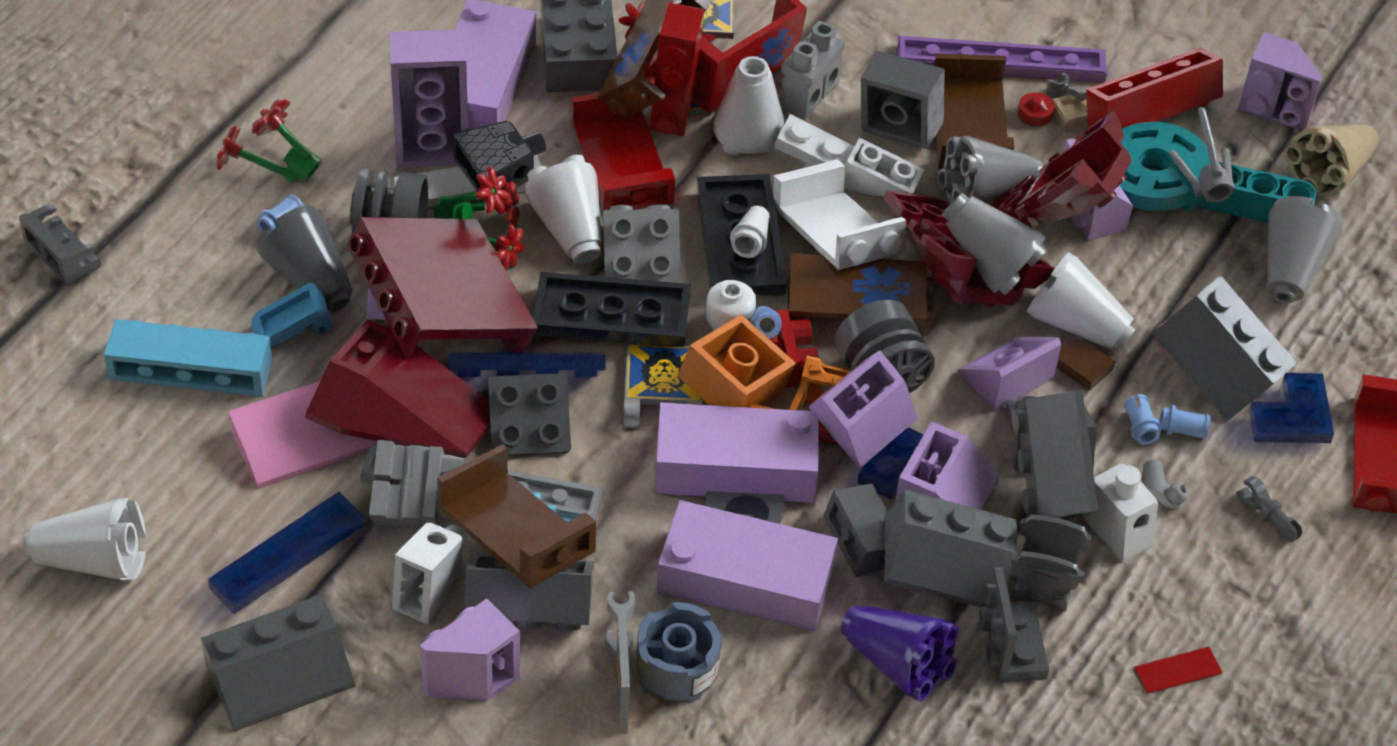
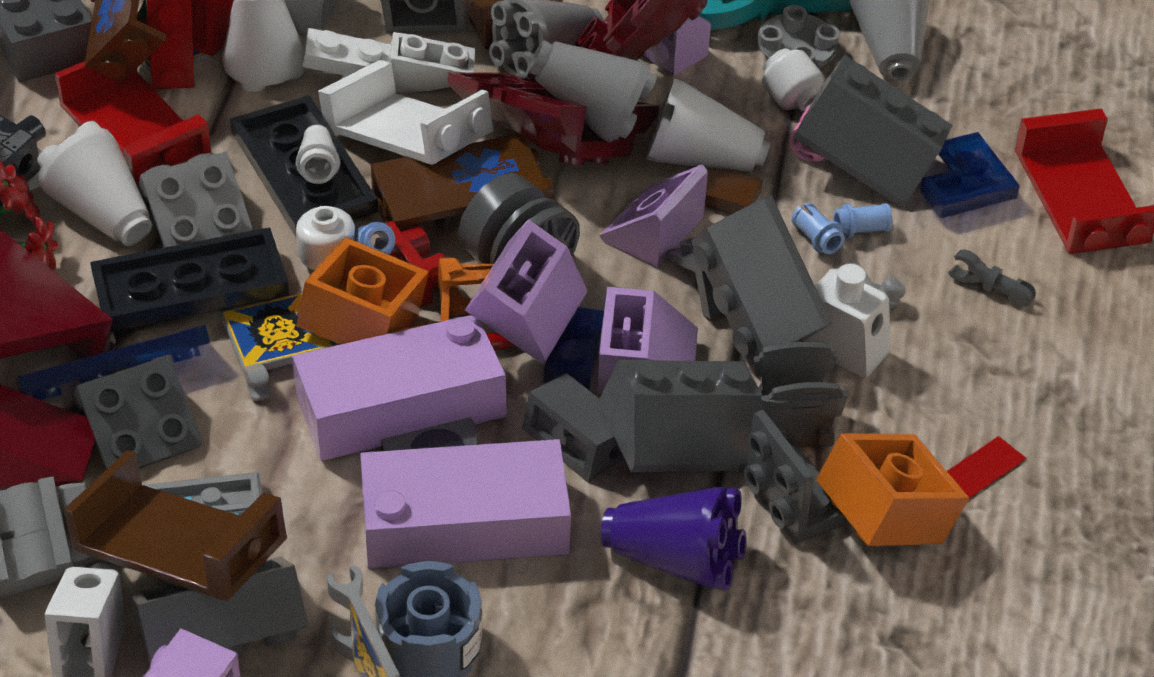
camera: 20 degrees left, 5 degrees down
(1086, 664) = (891, 489): none -> orange brick
(1182, 275) = (792, 79): none -> white head
(1209, 239) = (800, 32): none -> light grey dish

